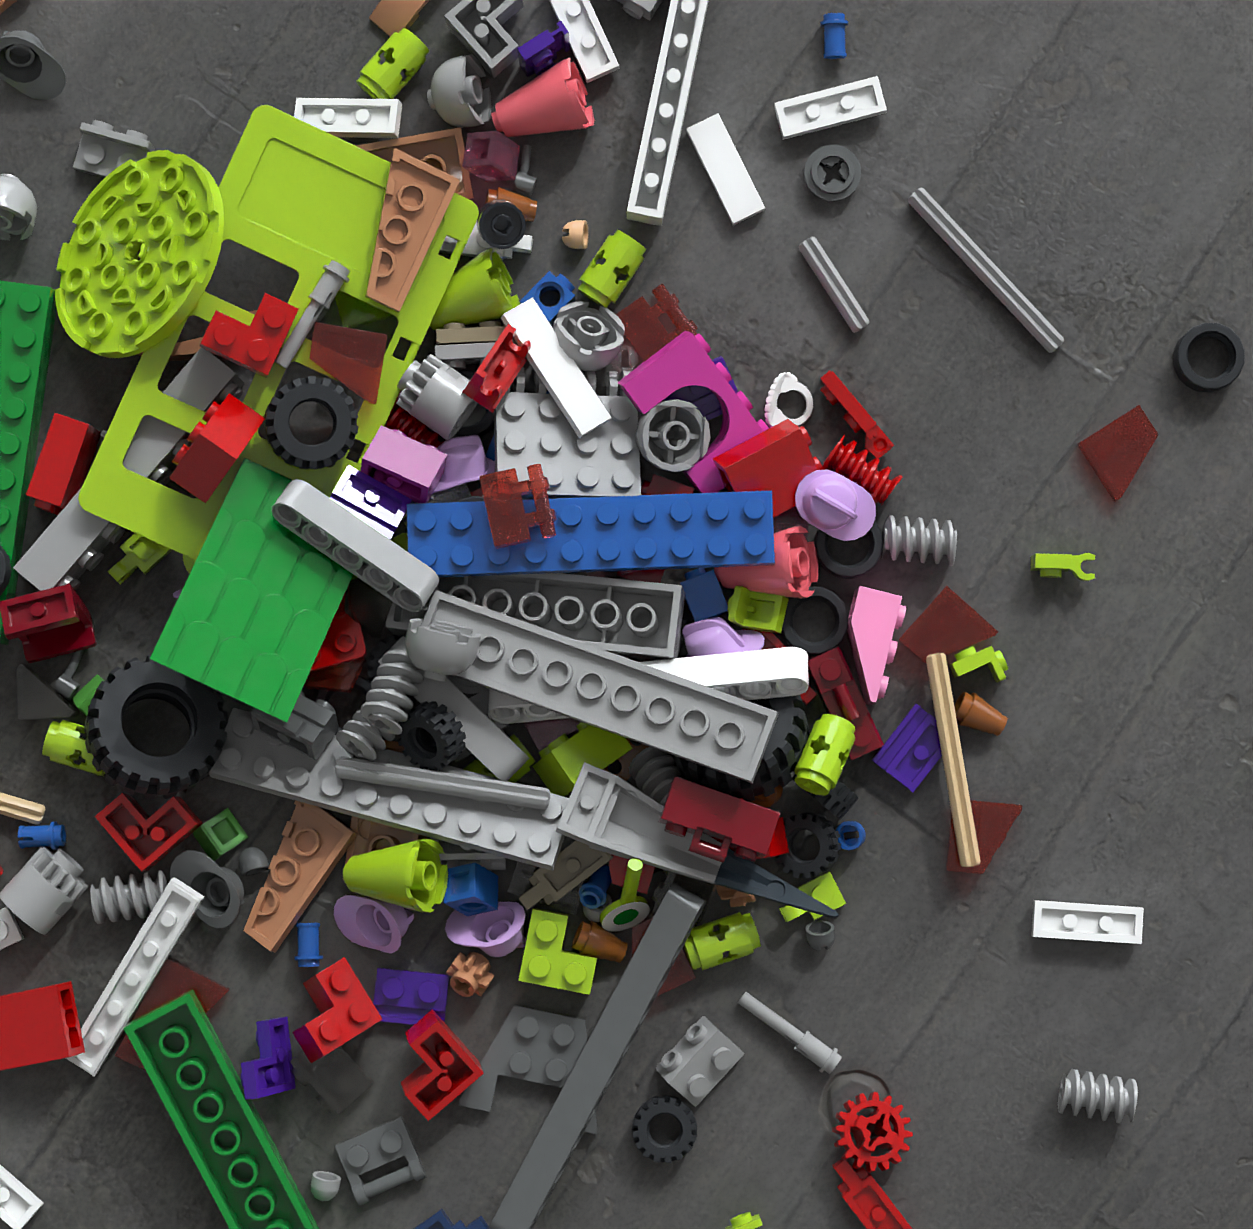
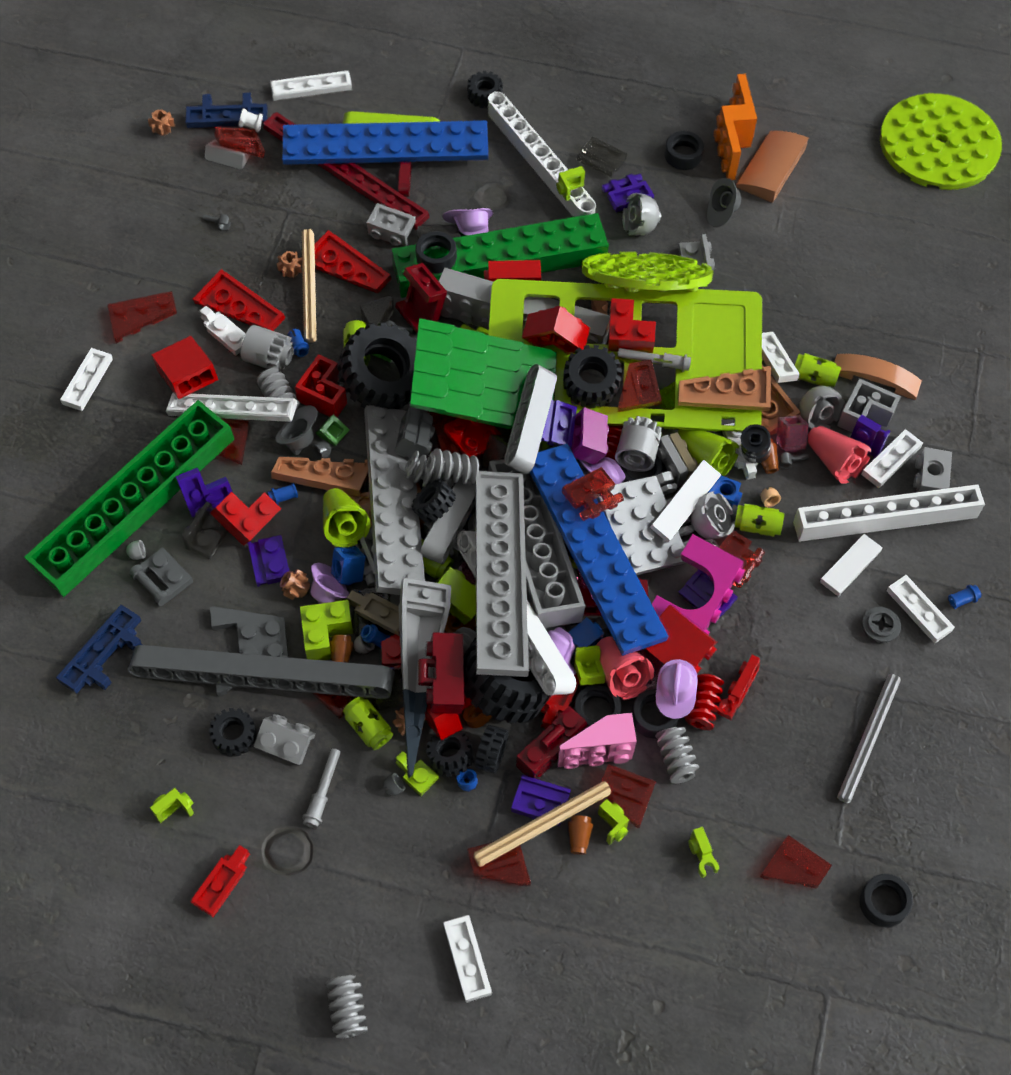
camera: 65 degrees right, 25 degrees down
(372, 922) = (309, 521): lavender piece -> none
(441, 648) = (488, 476): light grey cylinder -> none
(442, 783) = (407, 517): light grey axle -> none
(446, 1066) = (234, 586): red brick -> none
(497, 370) = (670, 461): red hinge -> none
(629, 908) = (366, 654): piece -> none
(673, 435) = (676, 578): light grey cylinder -> none
(782, 384) = (737, 639): white piece -> none
(825, 754) = (501, 725): lime piece -> none
(833, 284) = (813, 649): light grey axle -> none
(886, 1137) = (282, 863): red gear -> none

